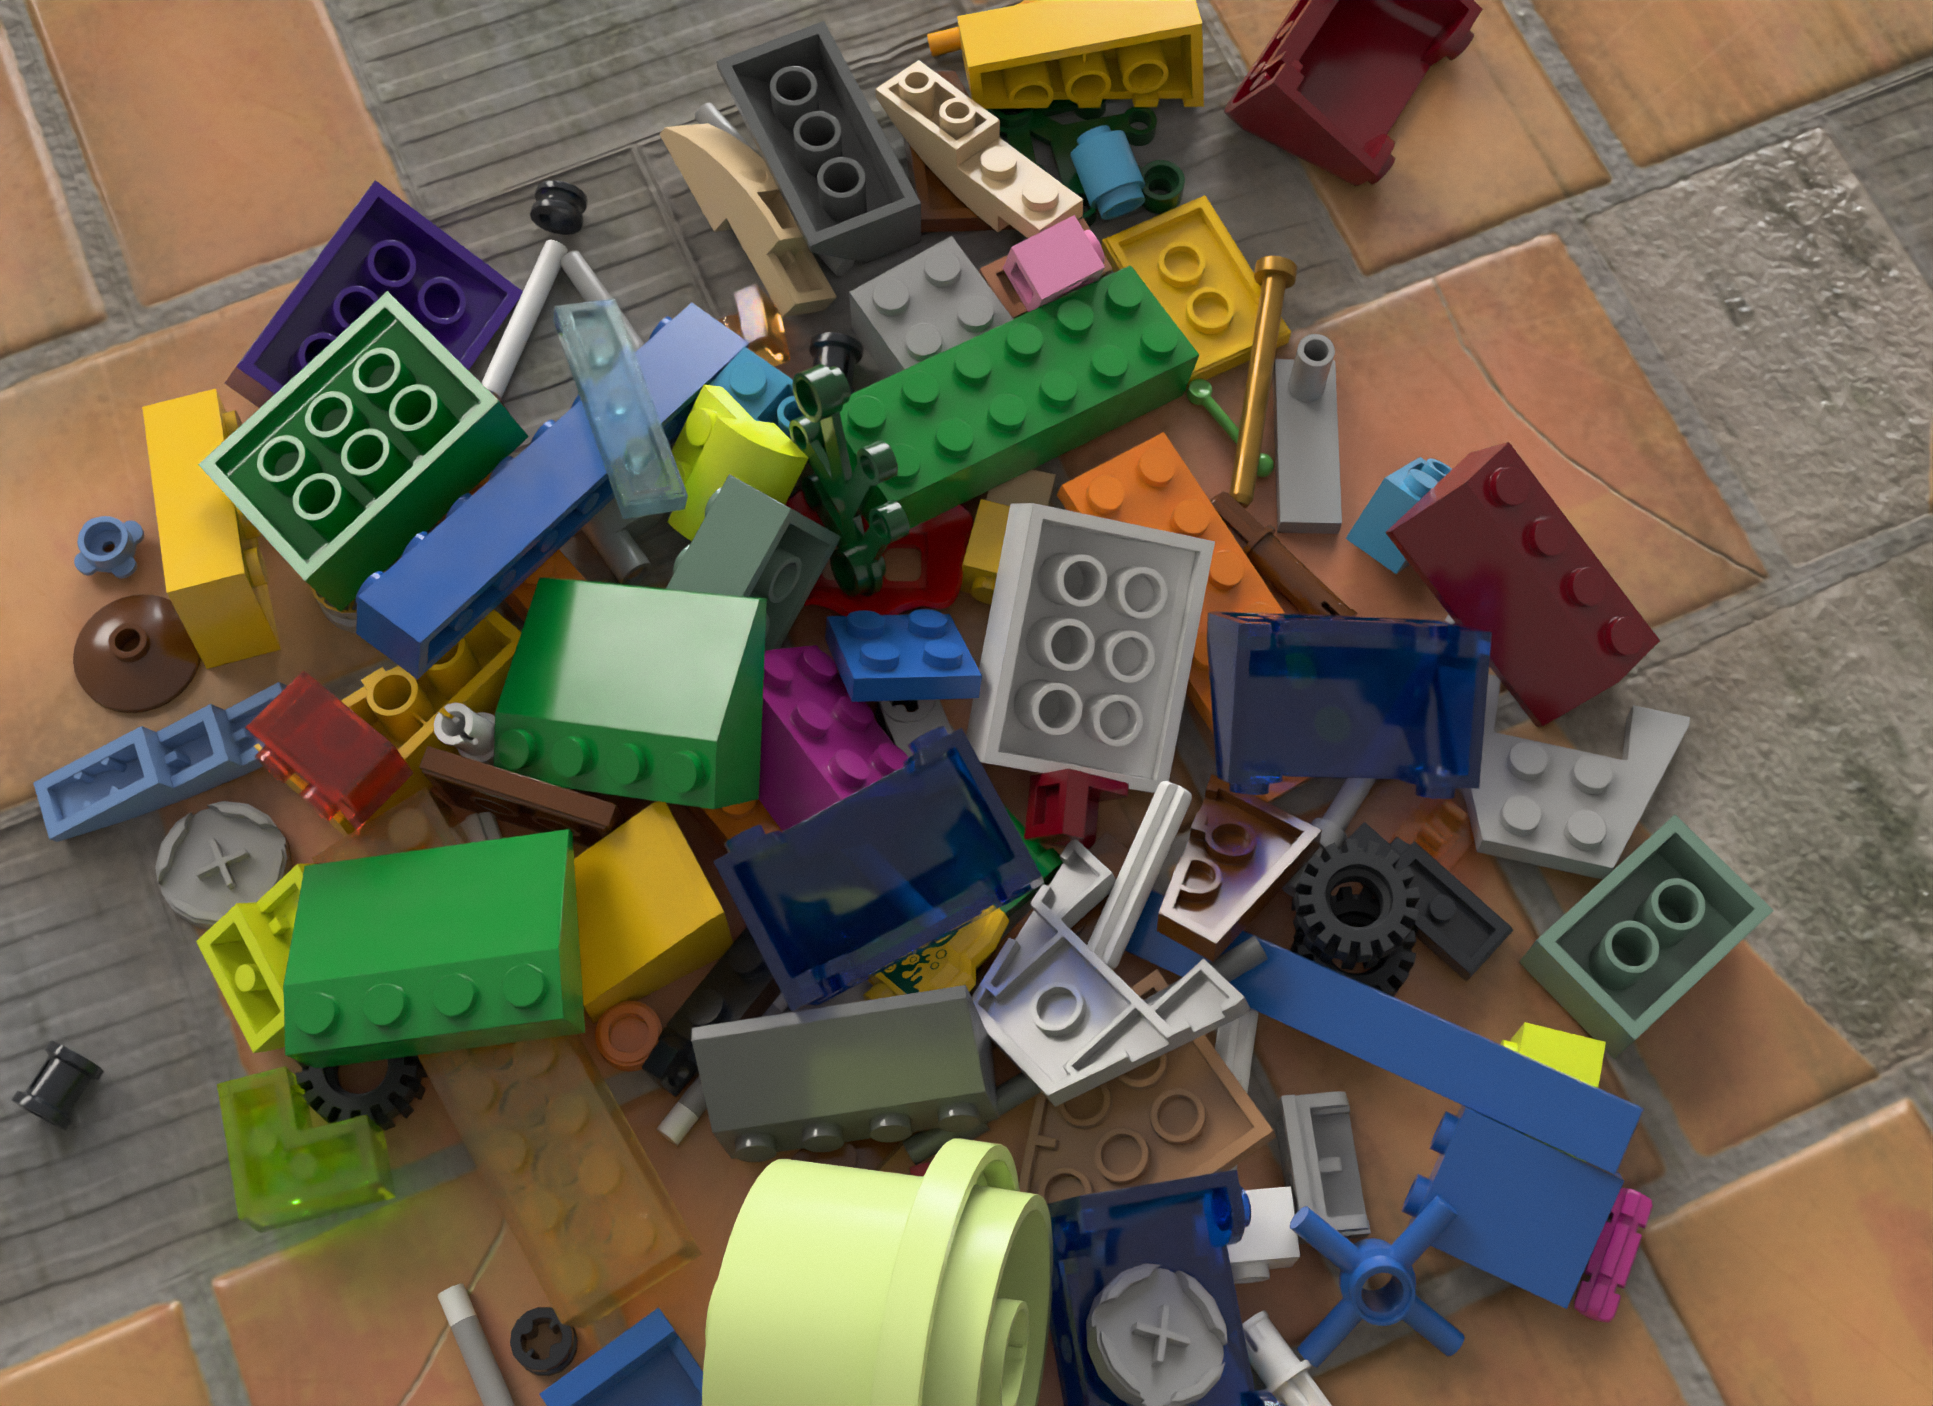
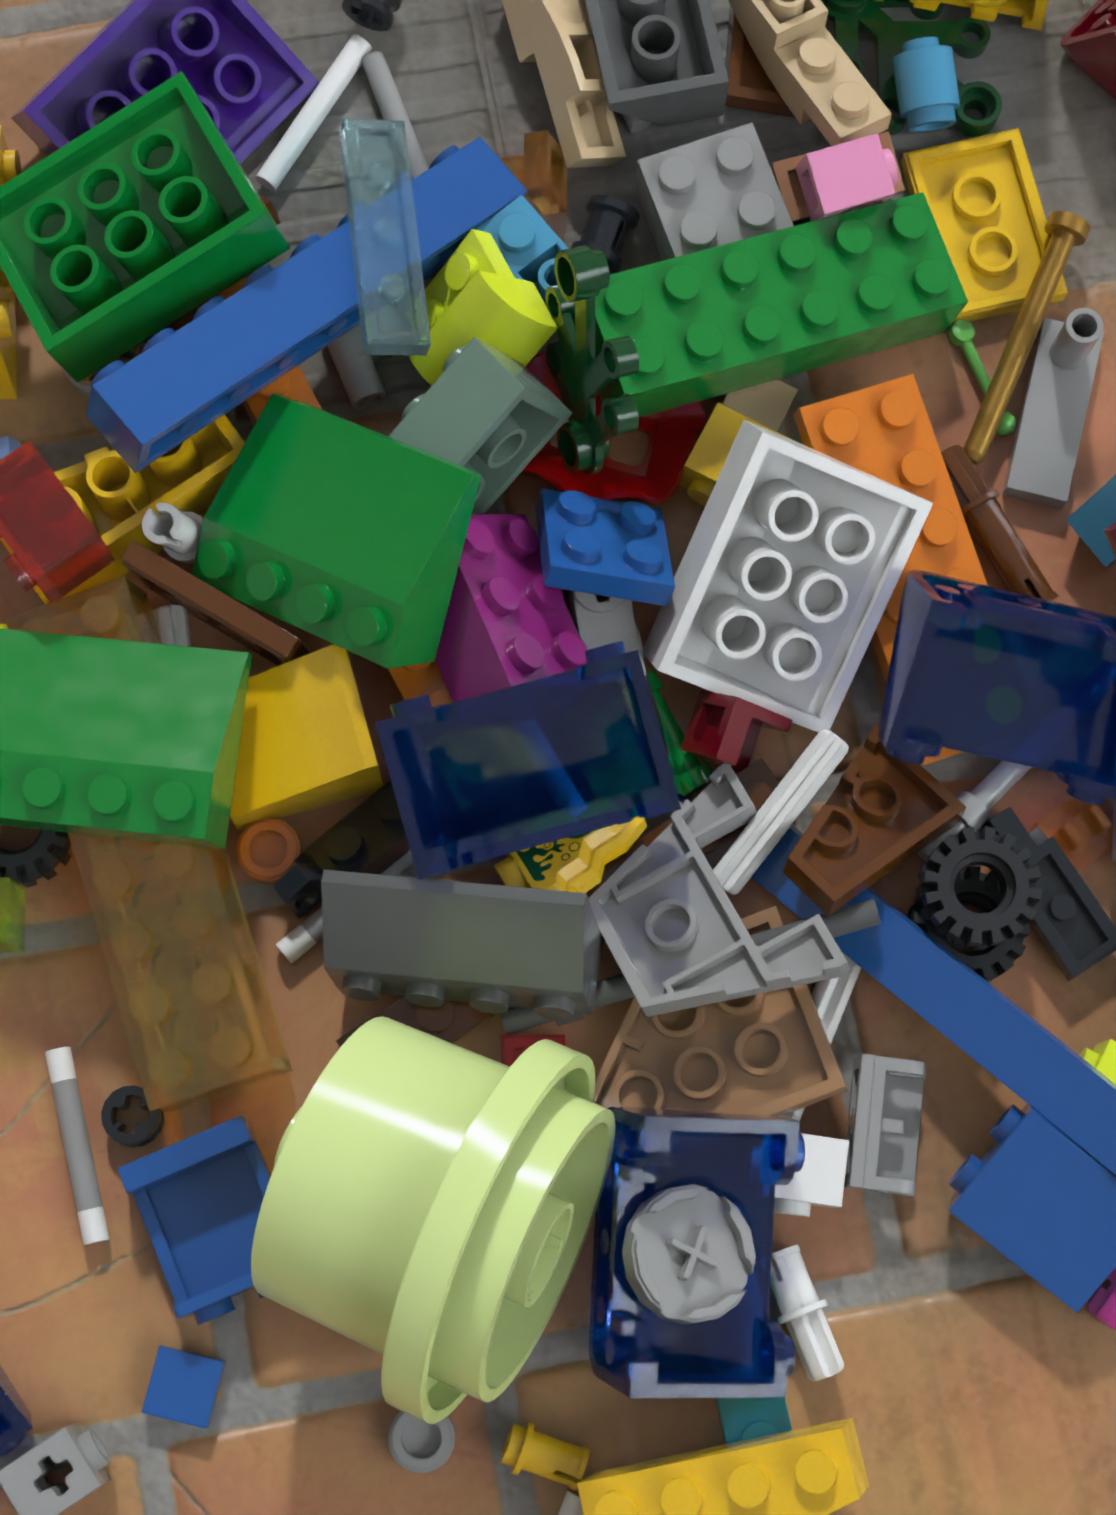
camera: 10 degrees right, 10 degrees up
(1384, 1305) = (904, 1223): blue bar -> none

